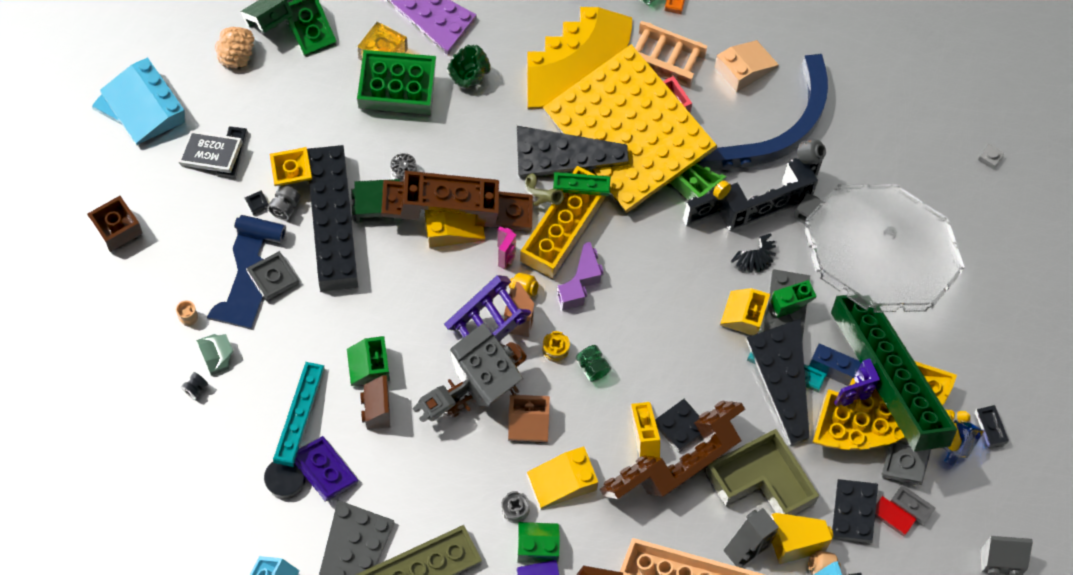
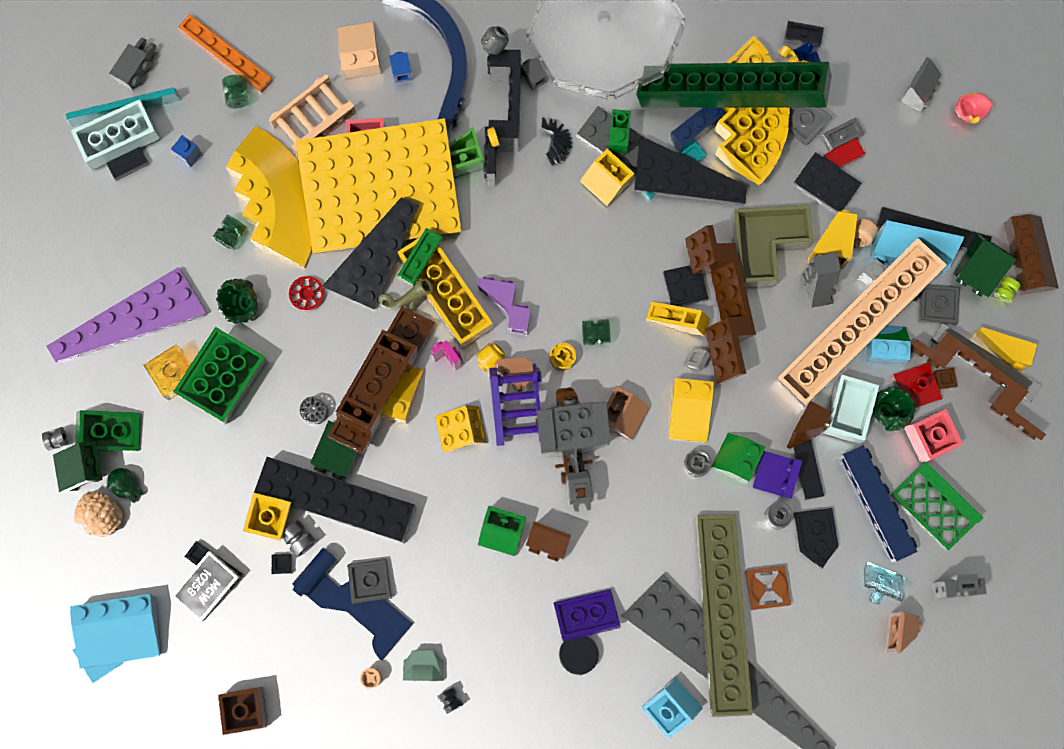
camera: 60 degrees left, 15 degrees up
(269, 53) = (123, 484): none -> dark green piece
(298, 414) = (525, 615): teal tile -> none
(447, 290) = (461, 428): none -> yellow bracket
(504, 119) = (306, 293): none -> red wheel
(526, 37) = (229, 232): none -> clear green wheel
(614, 463) = (697, 358): none -> light grey plate
(749, 102) = (400, 67): none -> blue brick
(866, 382) = (734, 110): dark purple bracket -> none

